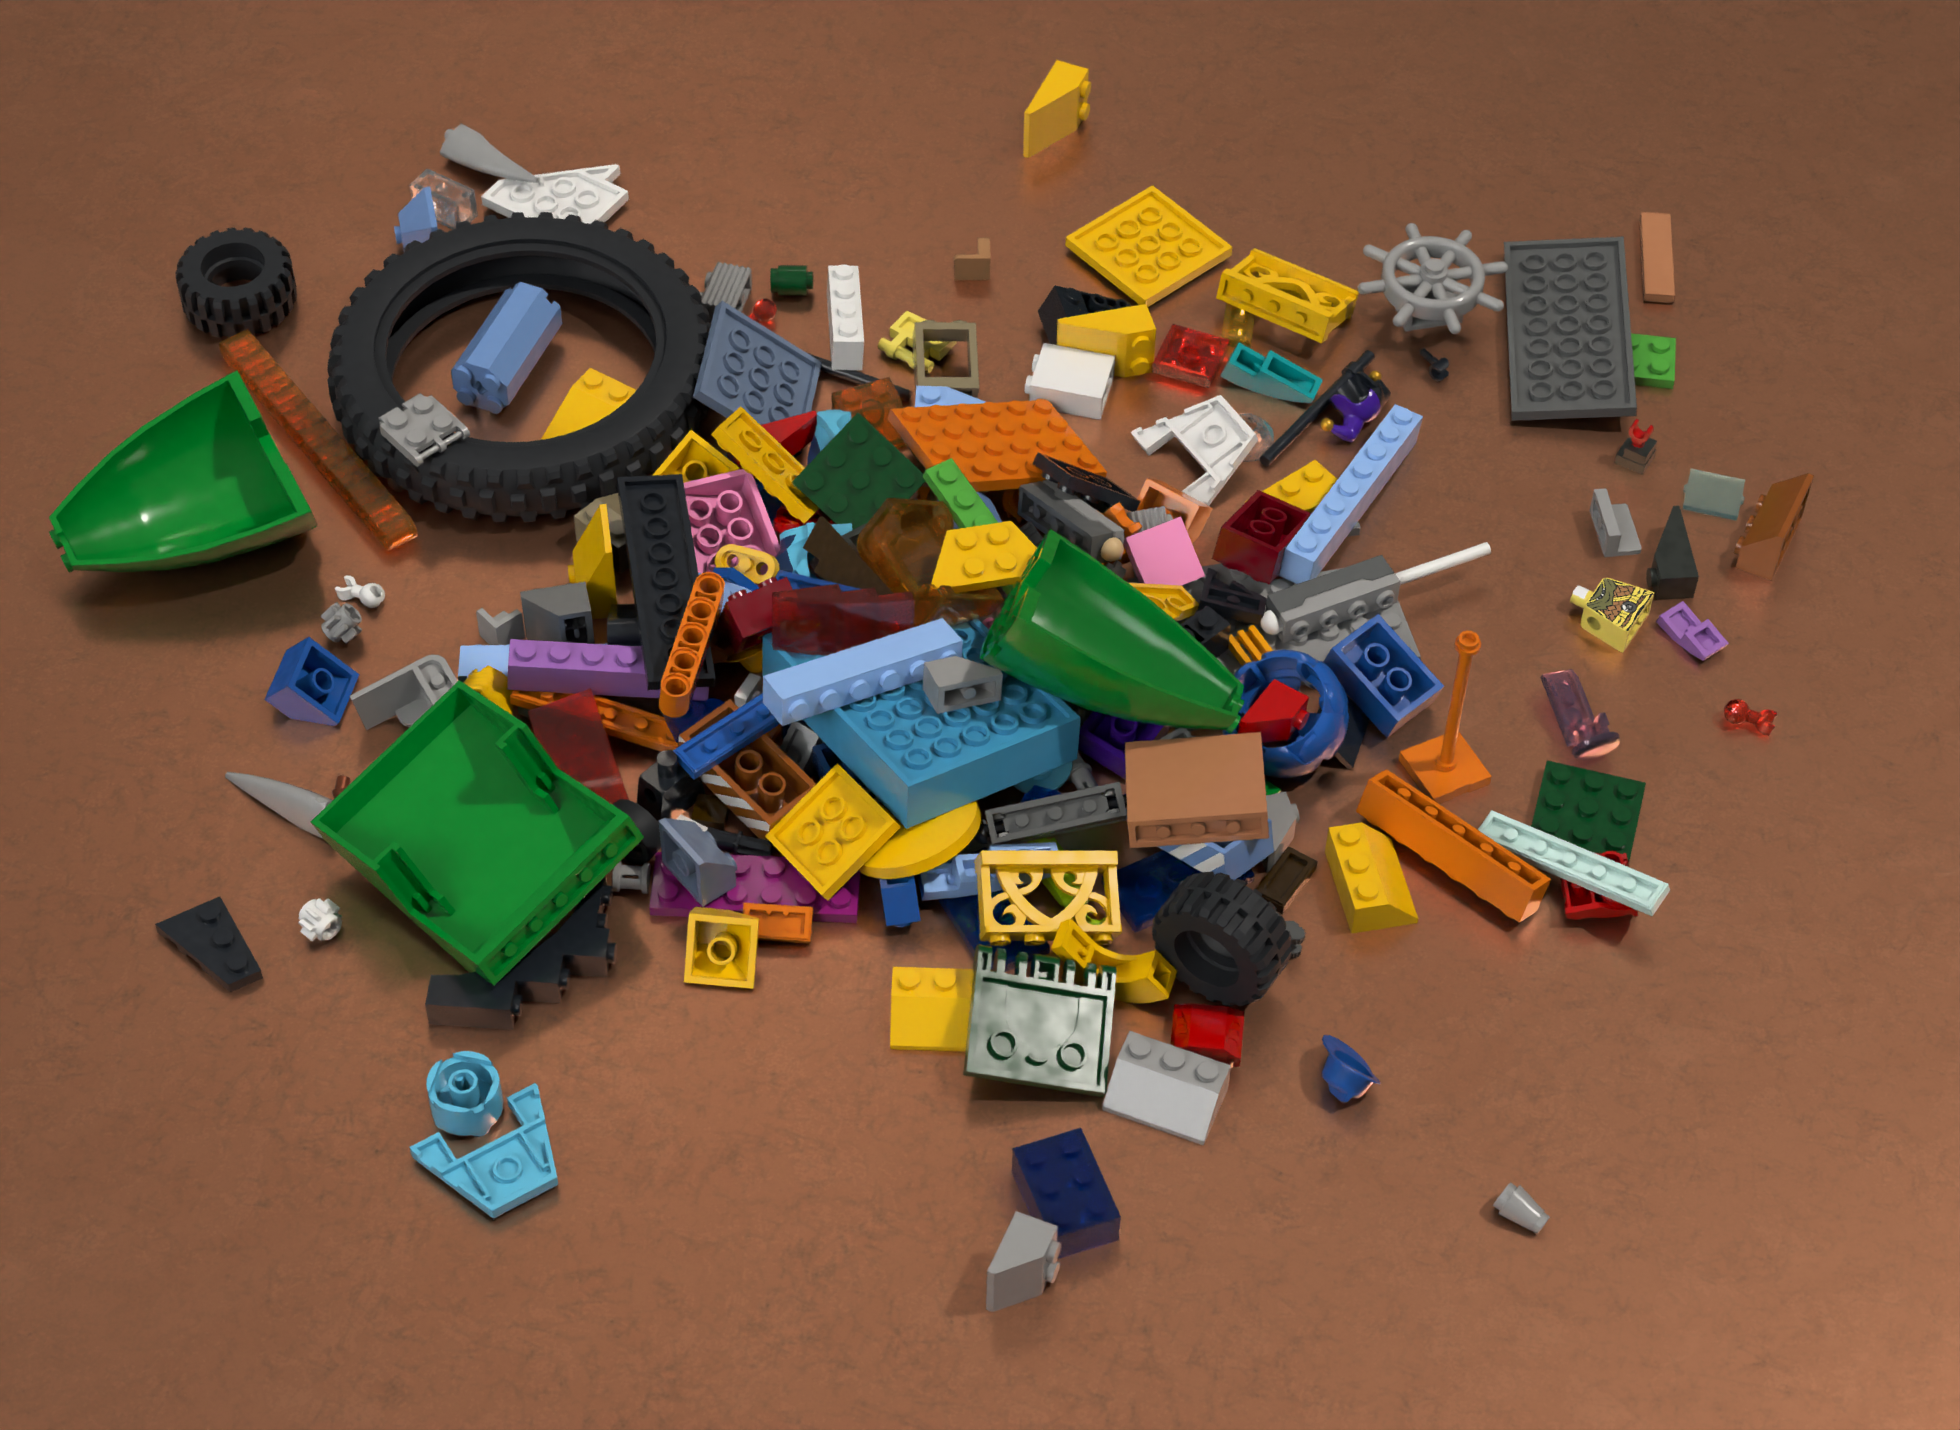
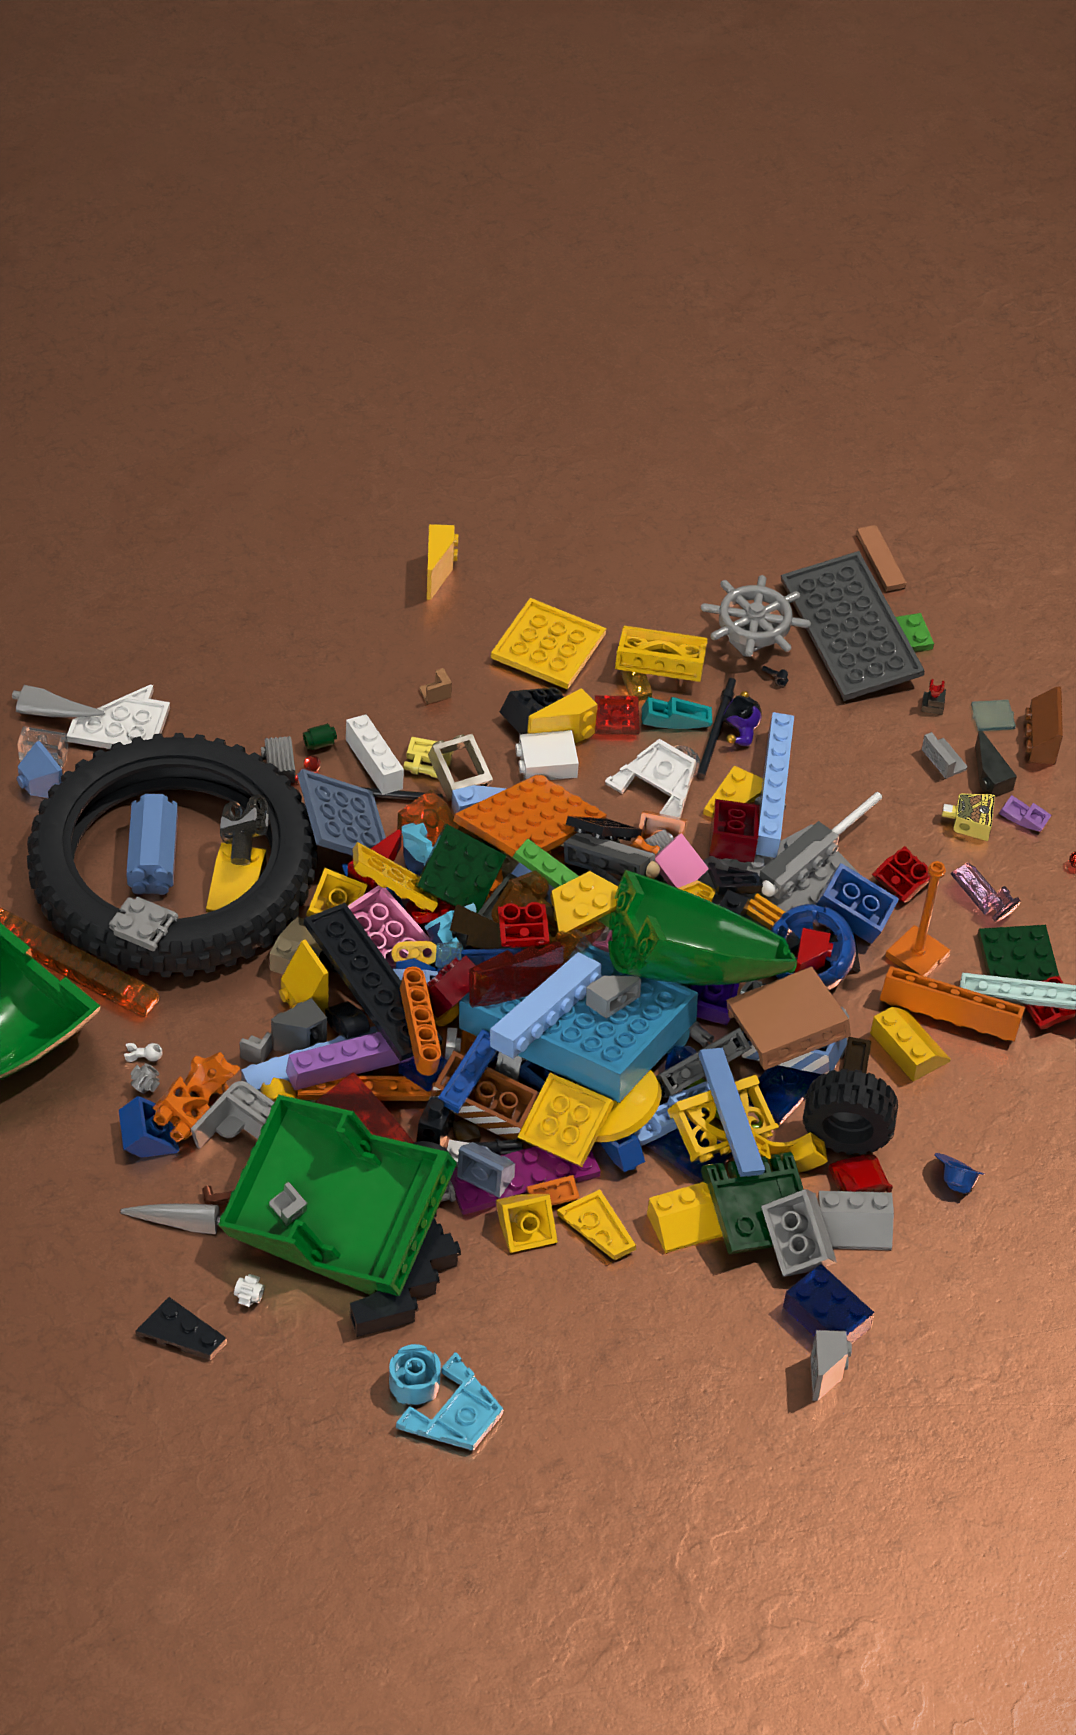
camera: 25 degrees left, 0 degrees up
(357, 671) = (202, 1080): none -> orange hips
(413, 826) = (288, 1204): none -> light grey panel
(614, 353) = (243, 827): none -> clear smoke connector
(785, 568) = (447, 952): none -> clear light blue plate
(817, 982) = (599, 1224): none -> yellow wing
(876, 559) = (523, 925): none -> red slope
(1051, 888) = (731, 1112): none -> medium blue tile
(1073, 1077) = (798, 1233): none -> light grey slope
(1488, 667) = (902, 874): none -> red slope

